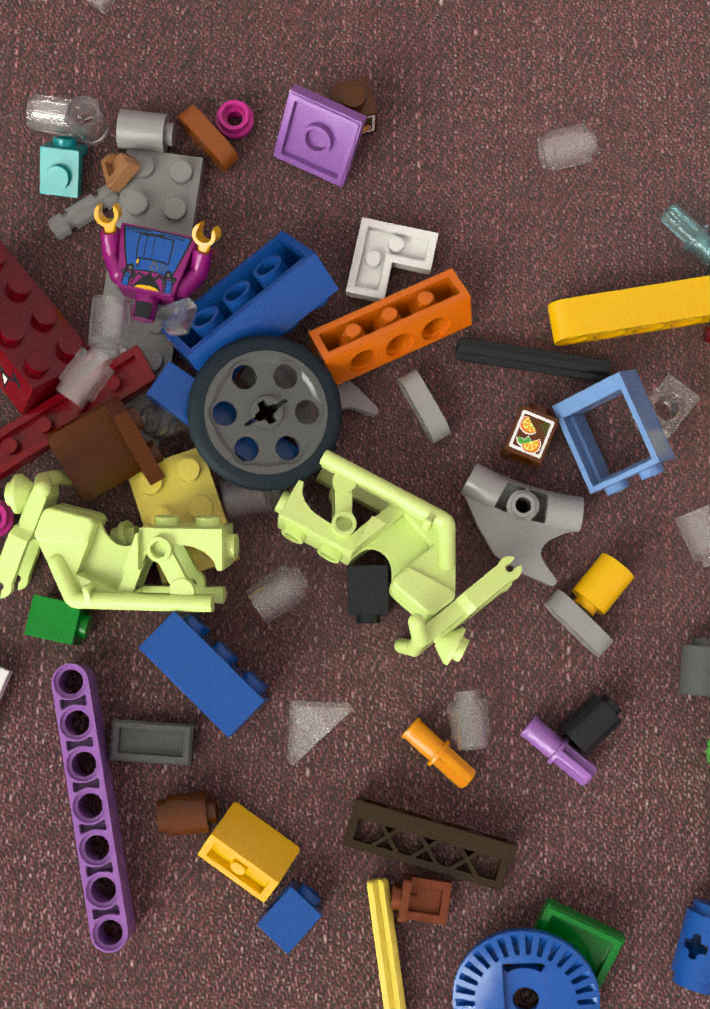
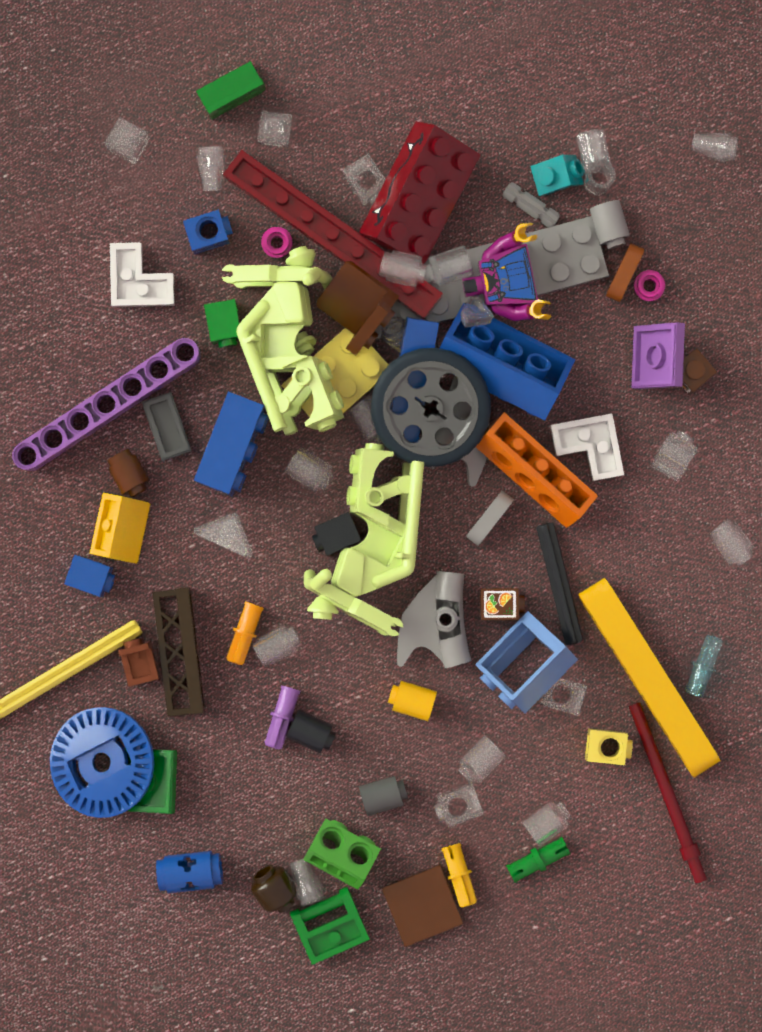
camera: 70 degrees right, 5 degrees up
(119, 170) = (571, 218): medium nougat tile -> none
(440, 169) = (674, 455): none -> clear brick
(578, 623) = (378, 694): light grey beam -> none

